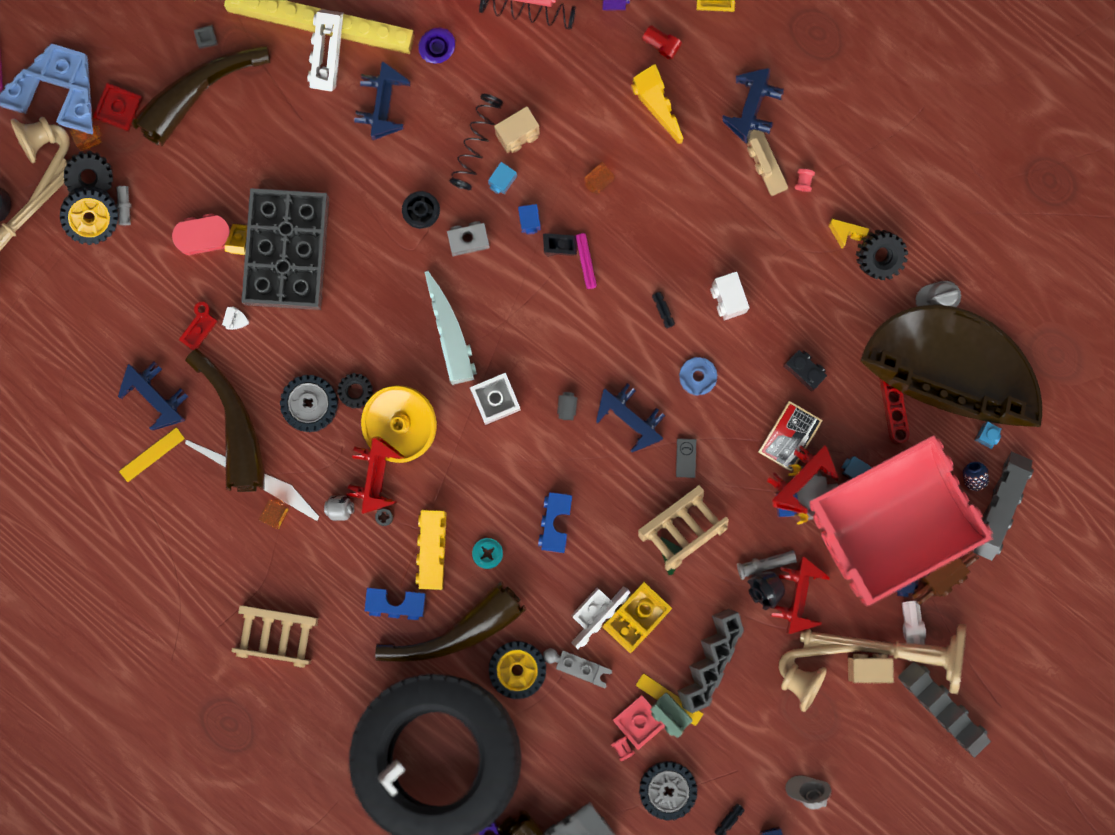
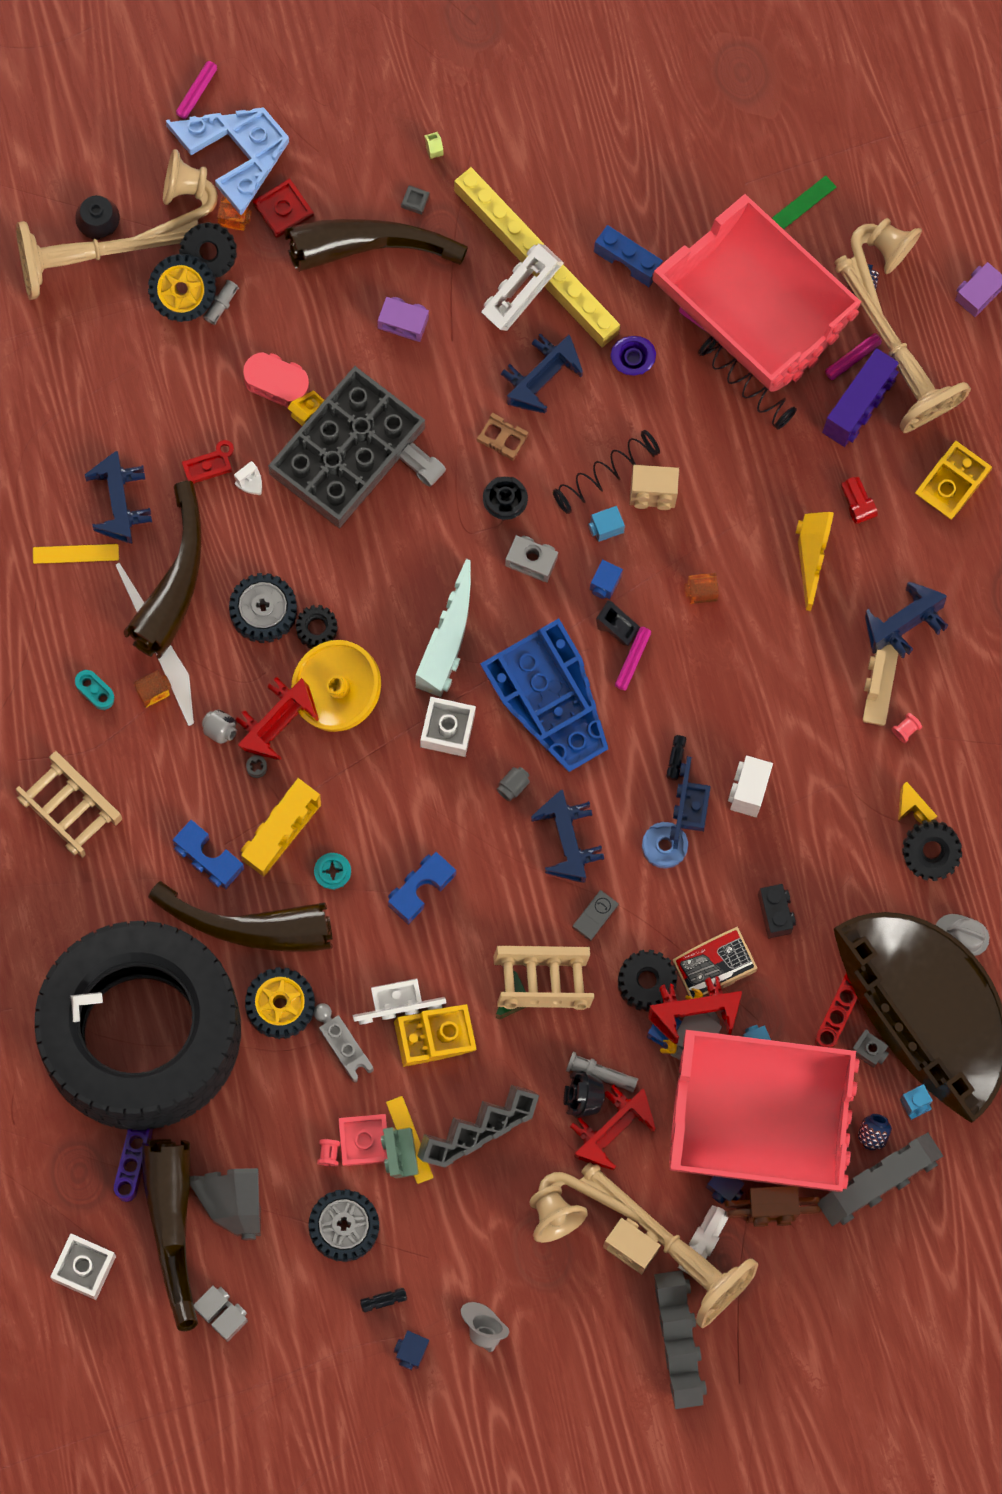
camera: 30 degrees right, 10 degrees down
(235, 542) = (95, 690): none -> teal plate
(258, 129) = (403, 318): none -> medium lavender brick
(351, 225) = (426, 468): none -> light grey piece
(386, 159) = (506, 430): none -> medium nougat piece
(548, 327) = (550, 694): none -> blue wedge
(699, 336) = (692, 807): none -> dark blue bracket
(738, 483) = (640, 963): none -> black tyre
(926, 420) = (863, 1052): none -> dark grey brick

